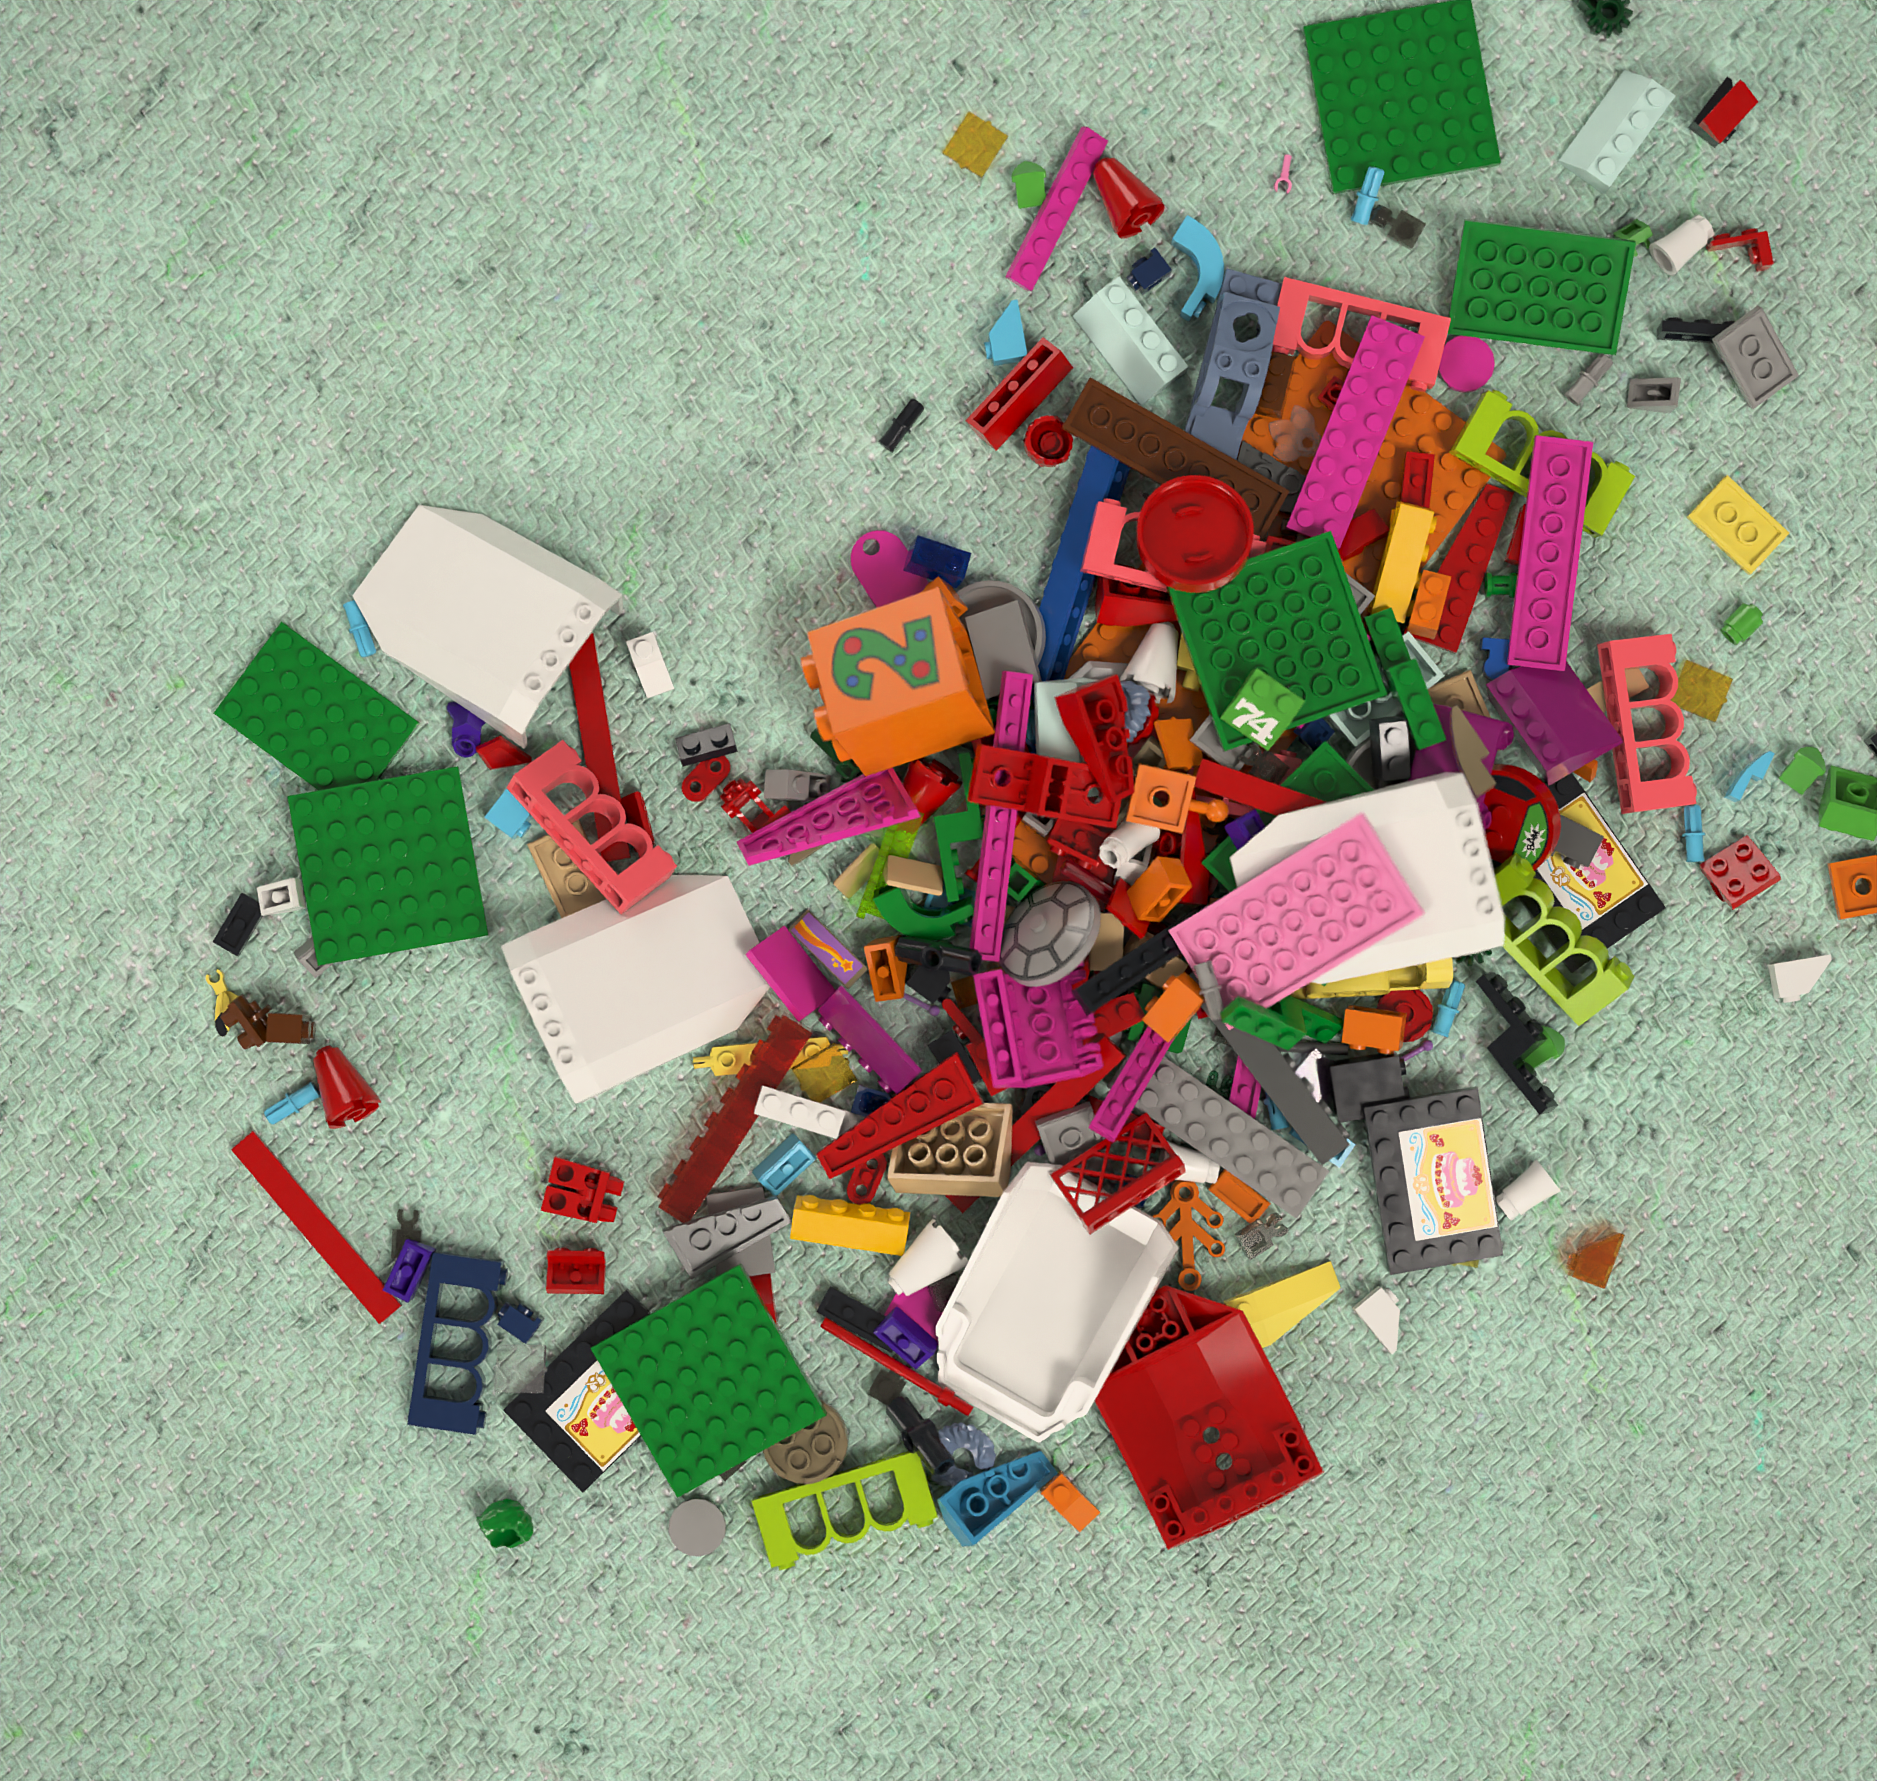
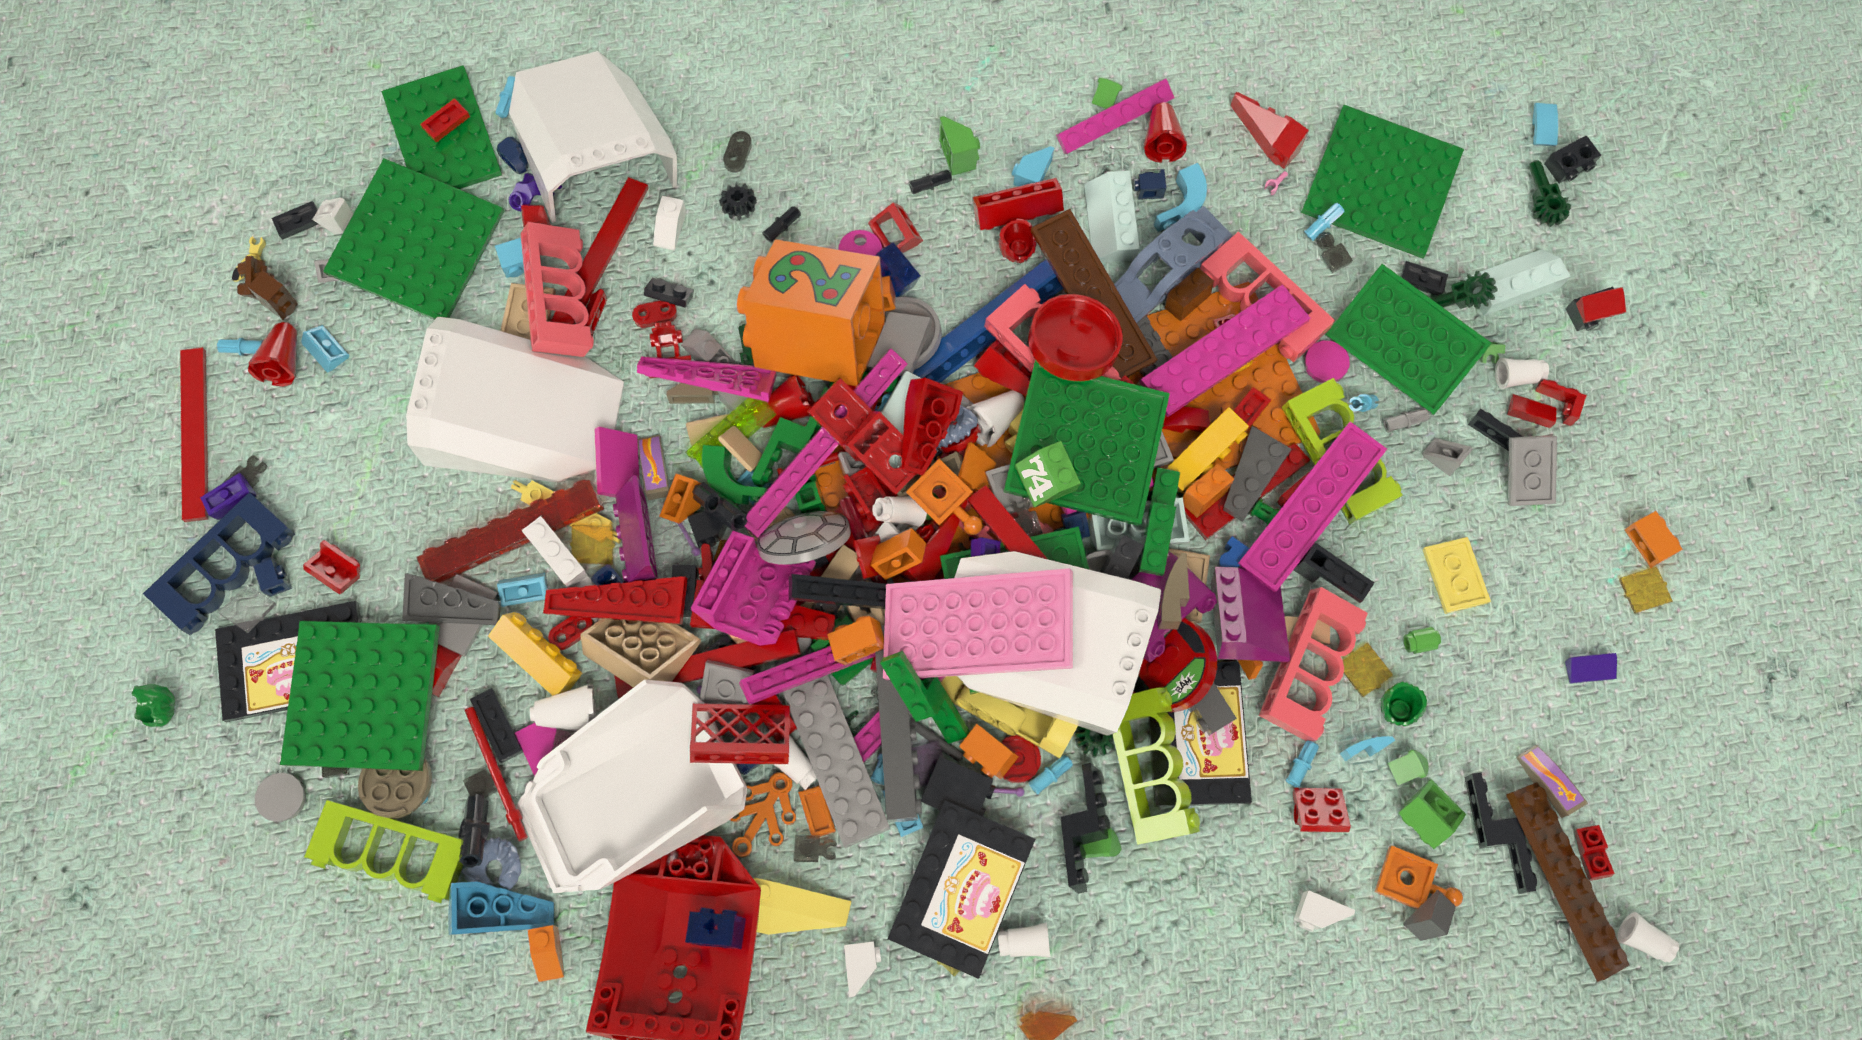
camera: 30 degrees right, 15 degrees down
(319, 706) = (445, 120): none -> red plate
(380, 1046) = (324, 348): none -> medium azure slope
(420, 694) = (513, 155): none -> dark blue rock
(590, 1190) = (381, 524): red hips -> none
(661, 526) = (739, 150): none -> clear smoke plate
(717, 588) = (742, 194): none -> black gear
(772, 583) = (781, 224): none -> black axle
(906, 1338) = (516, 756): dark purple slope -> none
(908, 498) = (897, 212): none -> red tile
(909, 367) = (958, 146): none -> bright green slope
(975, 144) = (1088, 54): clear yellow piece -> none
(1209, 988) = (887, 637): light grey axle -> none
(1212, 1387) = (702, 929): none -> clear blue brick
(1258, 124) = (1276, 135): none -> wedge
(1292, 433) = (1182, 333): clear plate -> none
(1463, 538) = (1255, 470): none -> dark grey wing
(1514, 194) = (1424, 278): none -> black plate
(1535, 393) = (1363, 402): none -> medium azure pin
(1571, 193) = (1463, 294): none -> dark green gear
(1597, 612) = (1322, 563): none -> black bracket
(1717, 279) = (1532, 411): none -> red slope
(1761, 709) = (1403, 704): none -> green hair

